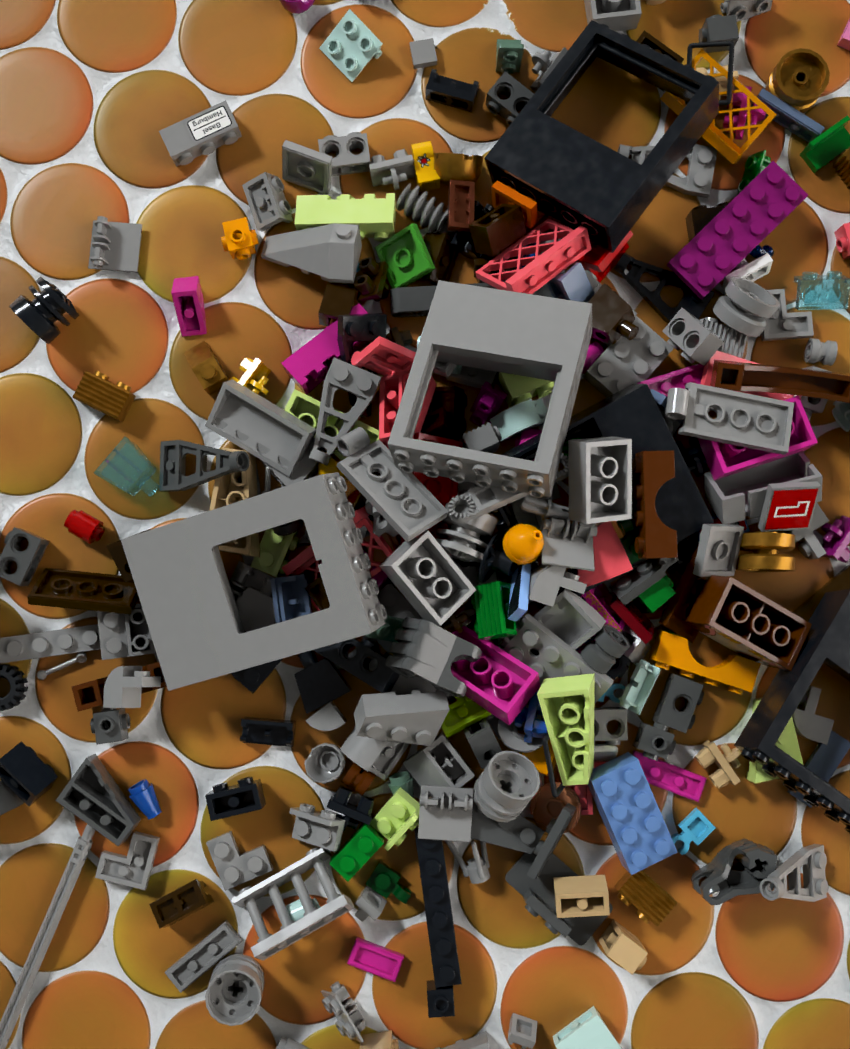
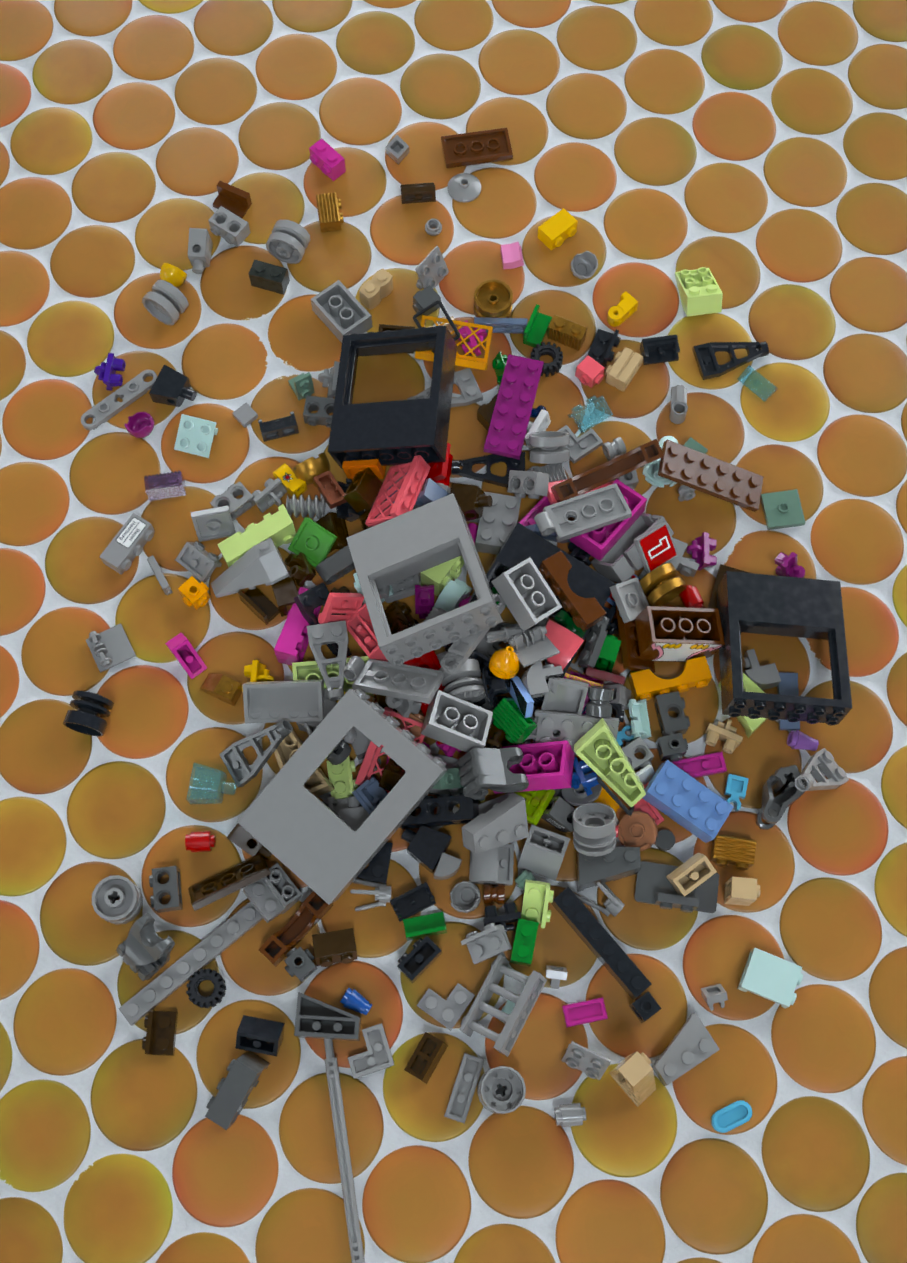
camera: 30 degrees left, 15 degrees down
(80, 657) = (249, 934): light grey hinge -> none
(104, 396) = (162, 747): pearl gold brick -> none
(125, 686) = (295, 926): light grey brick -> none
(155, 730) = (334, 947): none -> dark brown brick
(214, 193) = (159, 575): none -> light grey tile
(239, 705) = (381, 893): none -> light grey plant
(265, 765) = (424, 926): none -> green panel
(281, 88) = (165, 485): none -> clear purple brick
(303, 295) = (259, 605): none -> dark brown panel
(385, 881) = (556, 954): dark green plate -> none
(445, 813) = (566, 873): light grey hinge -> none
(545, 849) = (646, 841): dark grey plate -> none
(580, 835) = (665, 840): none -> dark grey tile
(790, 587) = (691, 597): none -> red brick
(802, 821) = (799, 740): none -> medium lavender cone
(827, 186) = (552, 351): none -> black tyre

